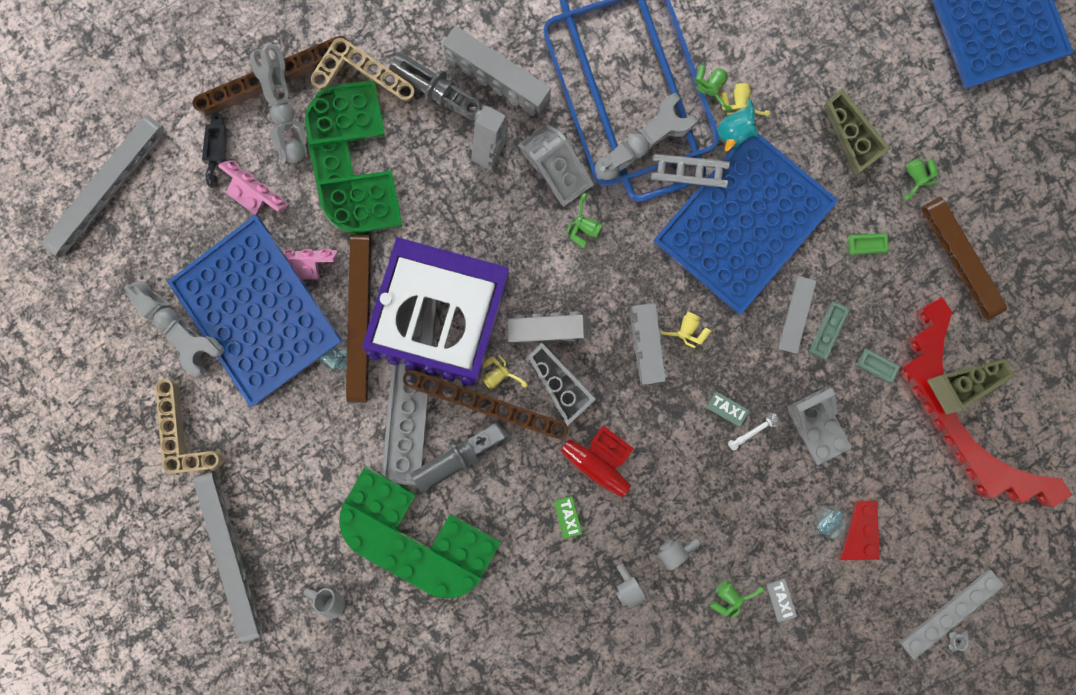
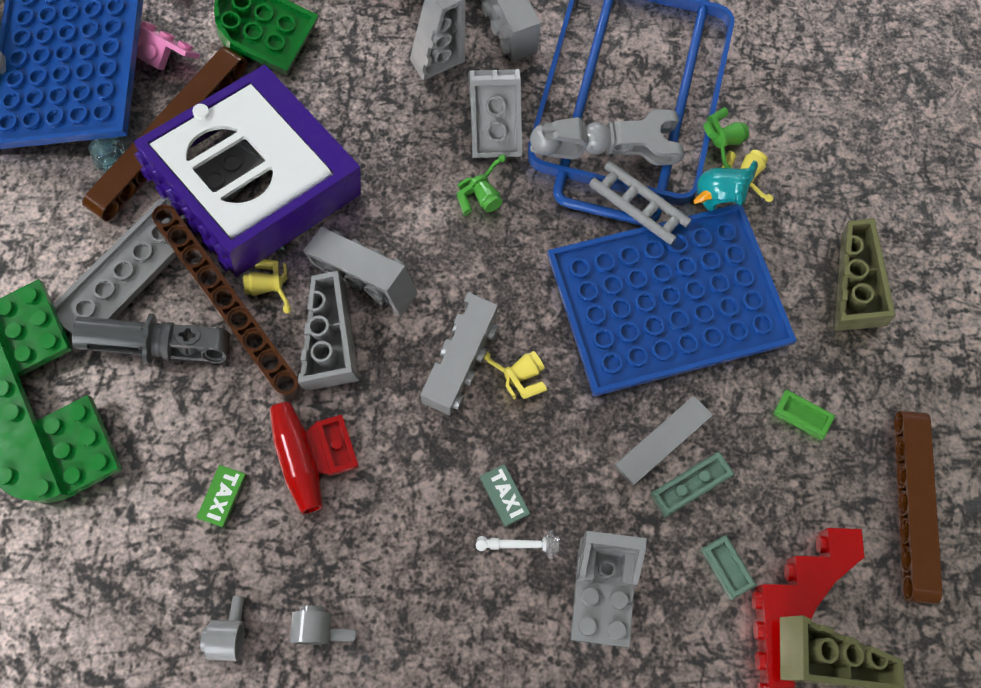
camera: 25 degrees right, 15 degrees down
(918, 173) = (915, 368): bright green piece -> none

